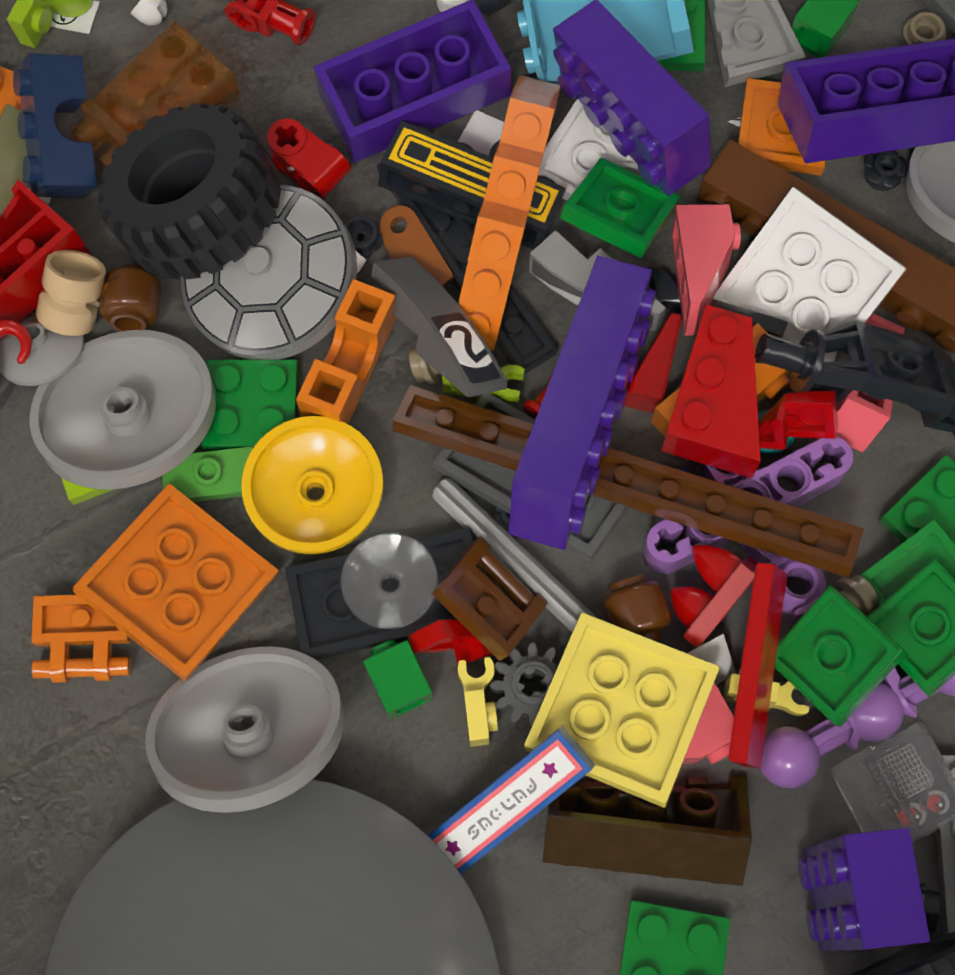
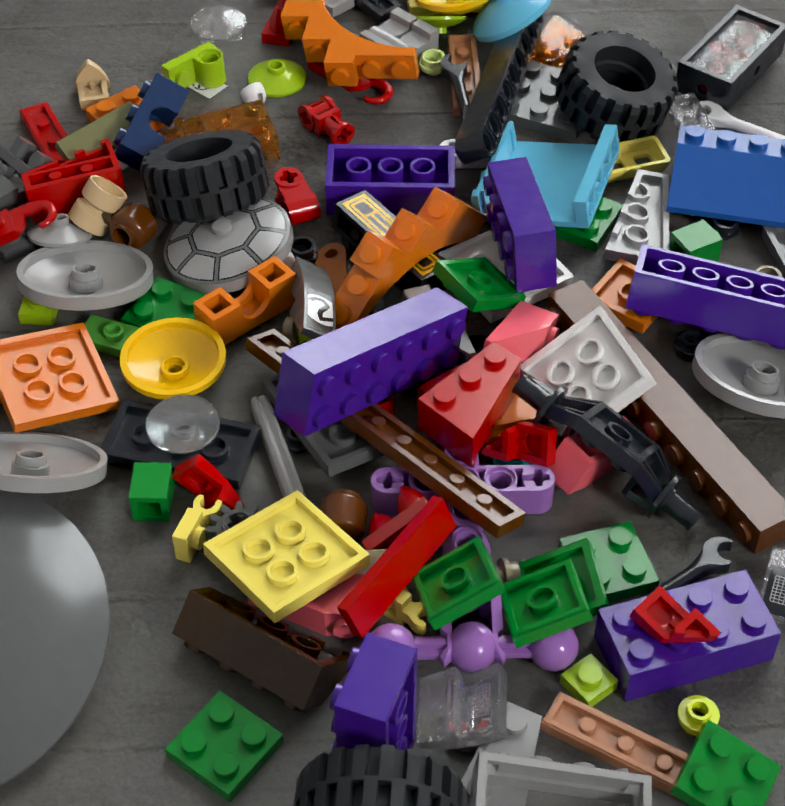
camera: 25 degrees right, 25 degrees down
(482, 605) = (235, 464): reddish brown plate -> none
(512, 799) = (173, 577): tile -> none

